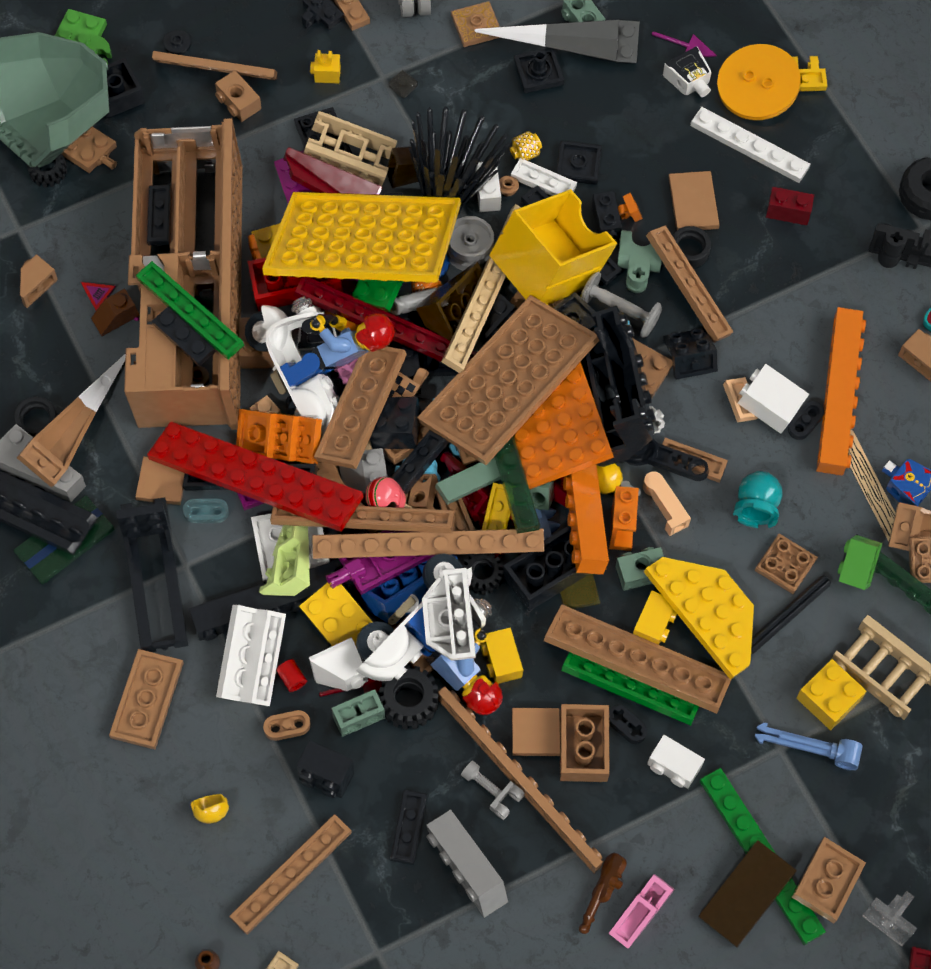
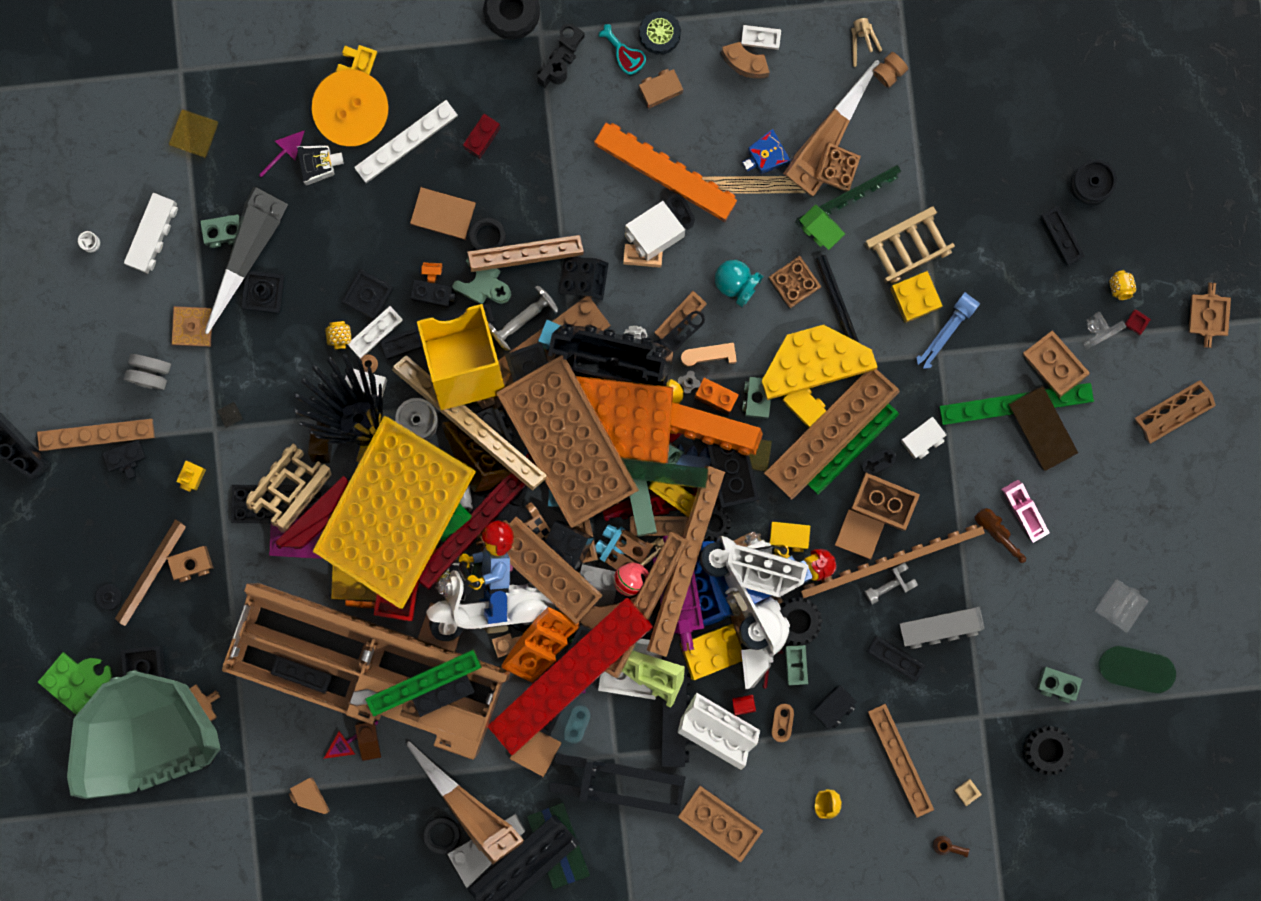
camera: 70 degrees left, 20 degrees up
(419, 460) = (607, 541): black tile -> none

